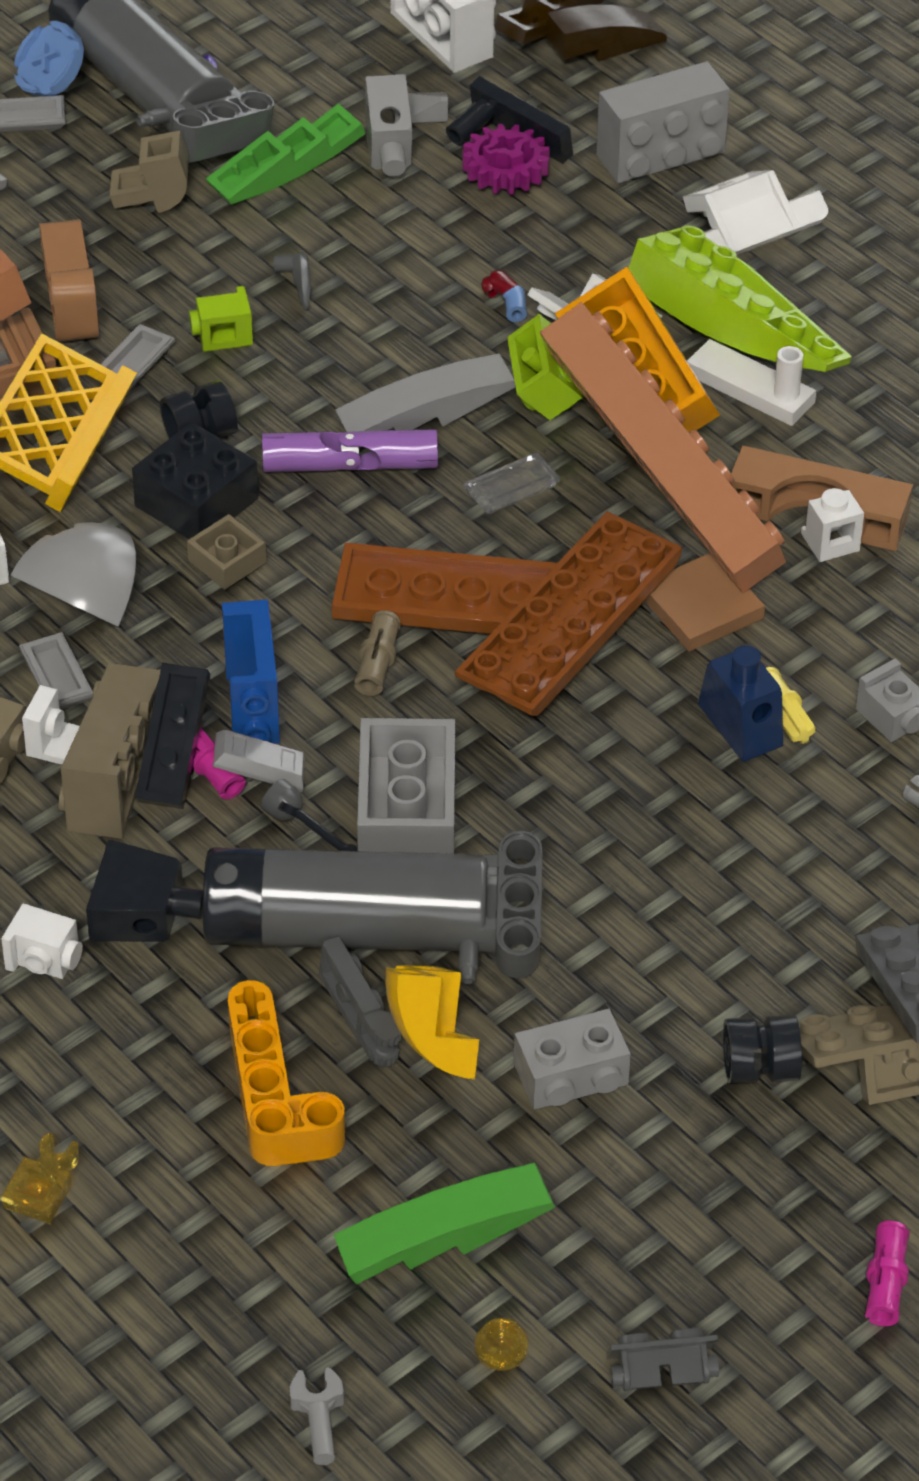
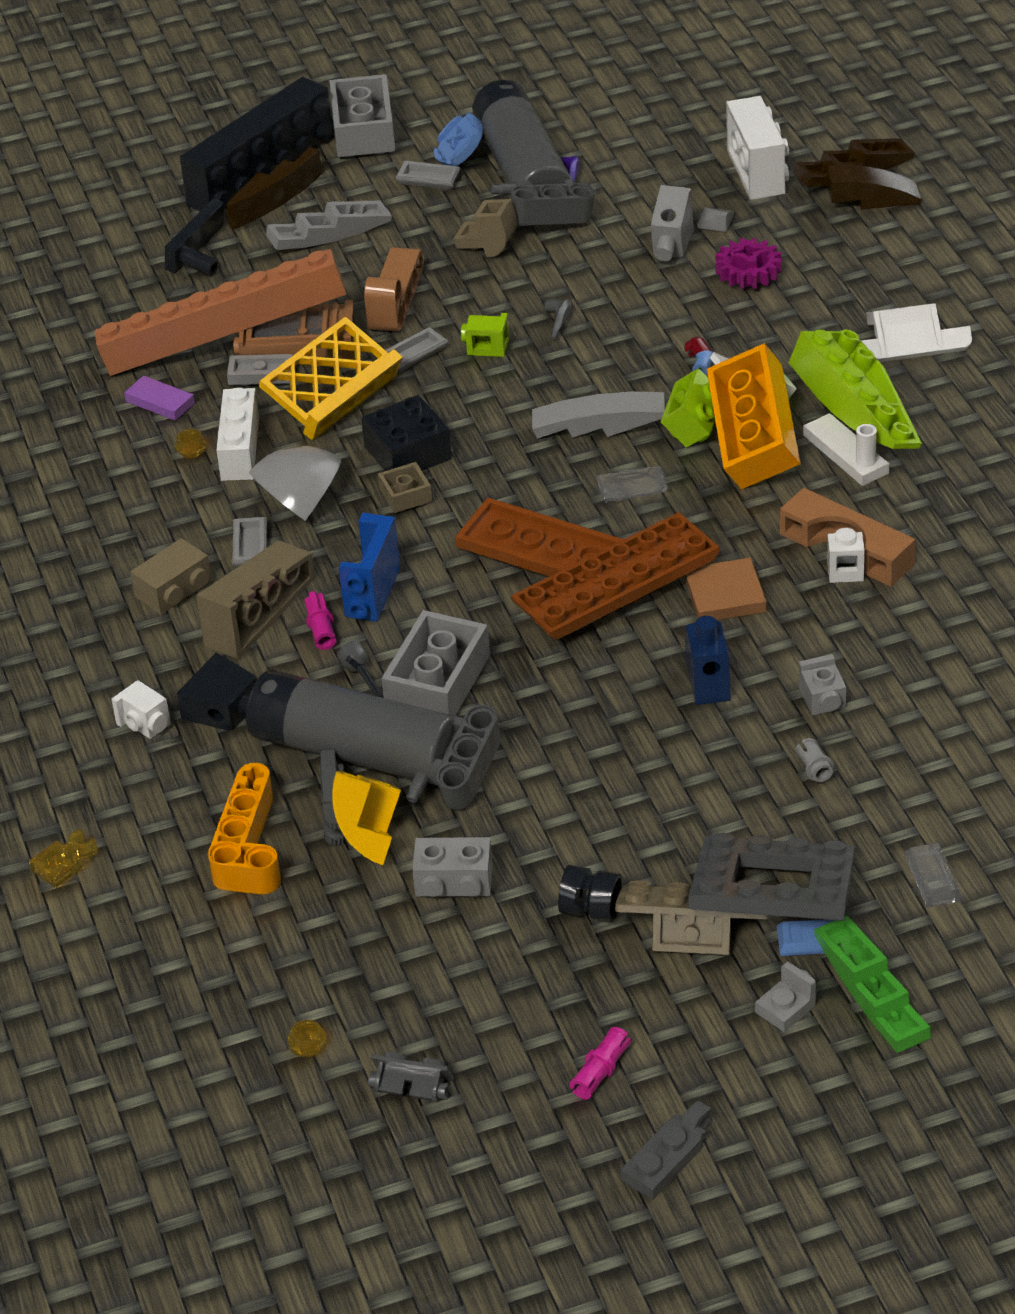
camera: 25 degrees right, 5 degrees down
(44, 727) = (214, 565): white bracket -> none
(172, 735) = (297, 595): black piece -> none
(207, 407) = (435, 391): black wheel -> none
(258, 759) = (350, 626): light grey tile -> none
(279, 160) = (583, 237): bright green slope -> none
(318, 1410) = (164, 1048): light grey bar -> none
(341, 450) = (522, 437): medium lavender piece -> none
(377, 653) = (472, 575): dark tan pin -> none
(442, 1219) = (319, 948): bright green slope -> none
(500, 107) = (765, 228): black piece -> none
(662, 122) = (872, 256): light grey brick -> none
(664, 448) = (736, 476): nougat brick -> none
(795, 720) = (741, 671): light yellow axle -> none

